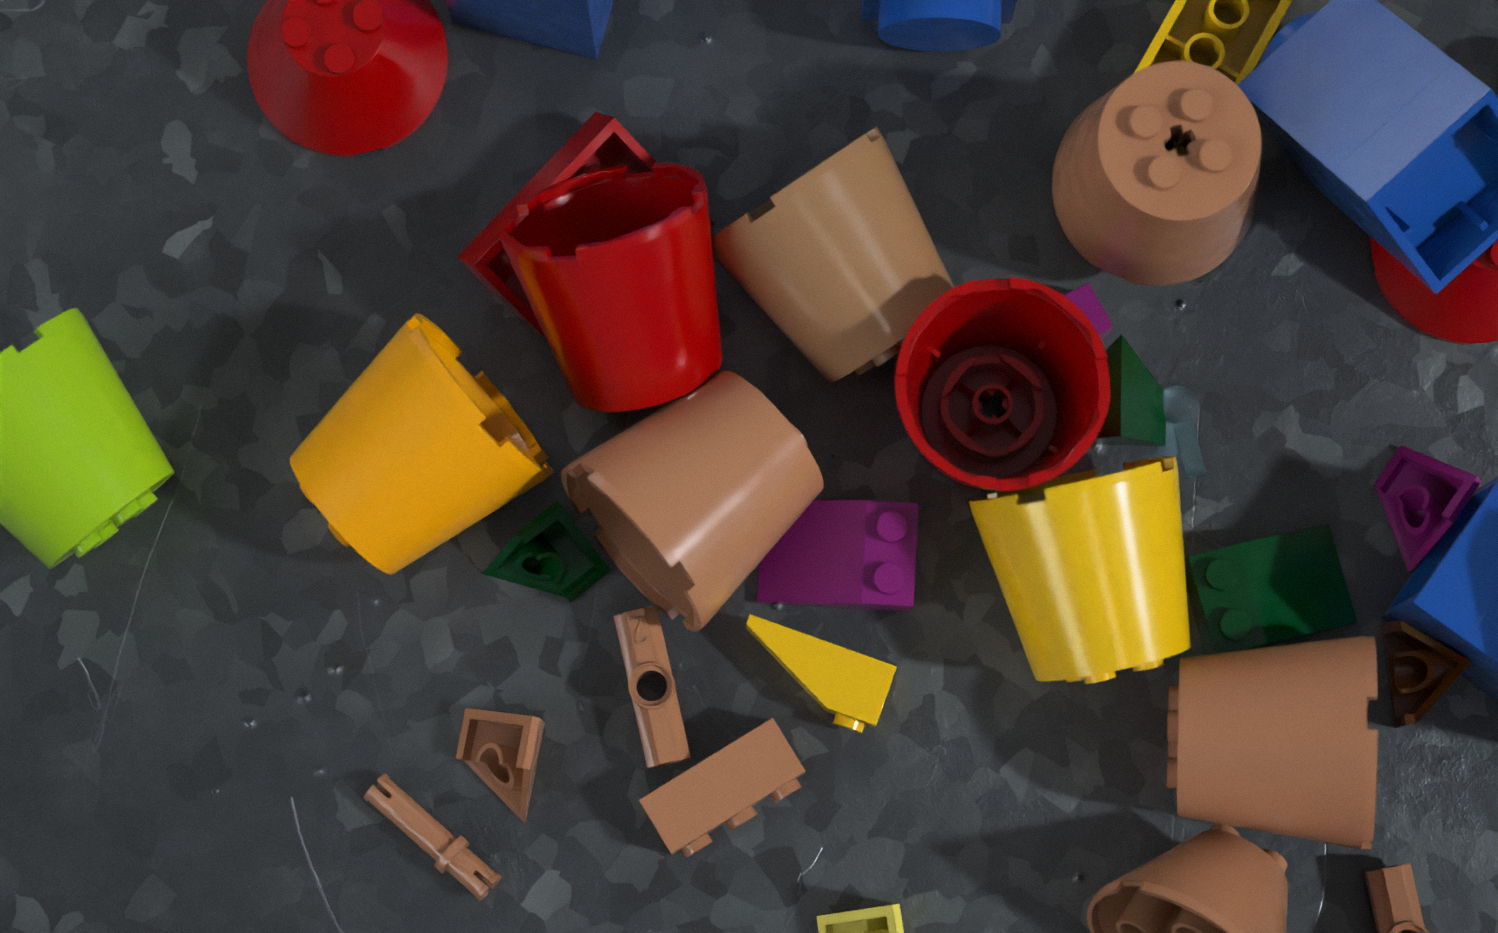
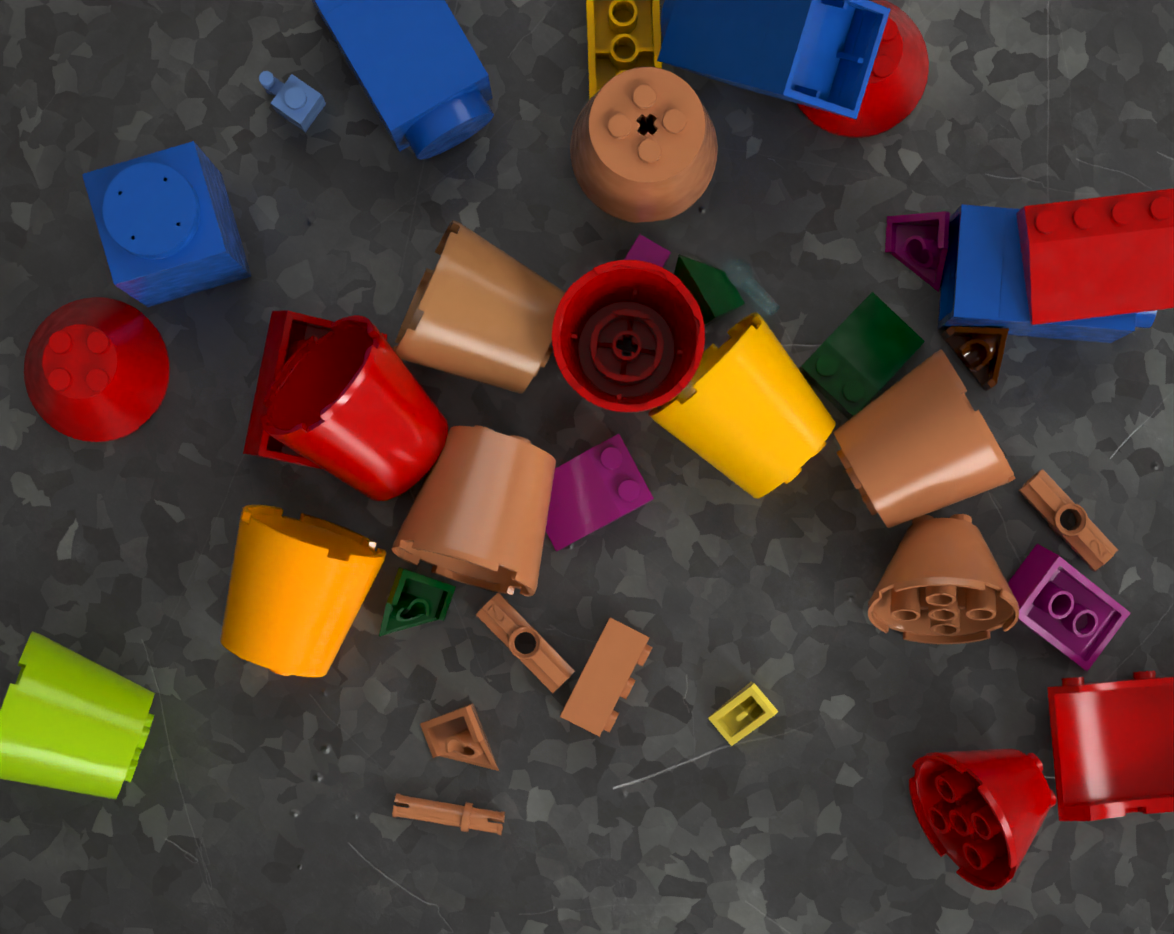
camera: 30 degrees left, 5 degrees up
(834, 676) = (632, 568): yellow slope -> none

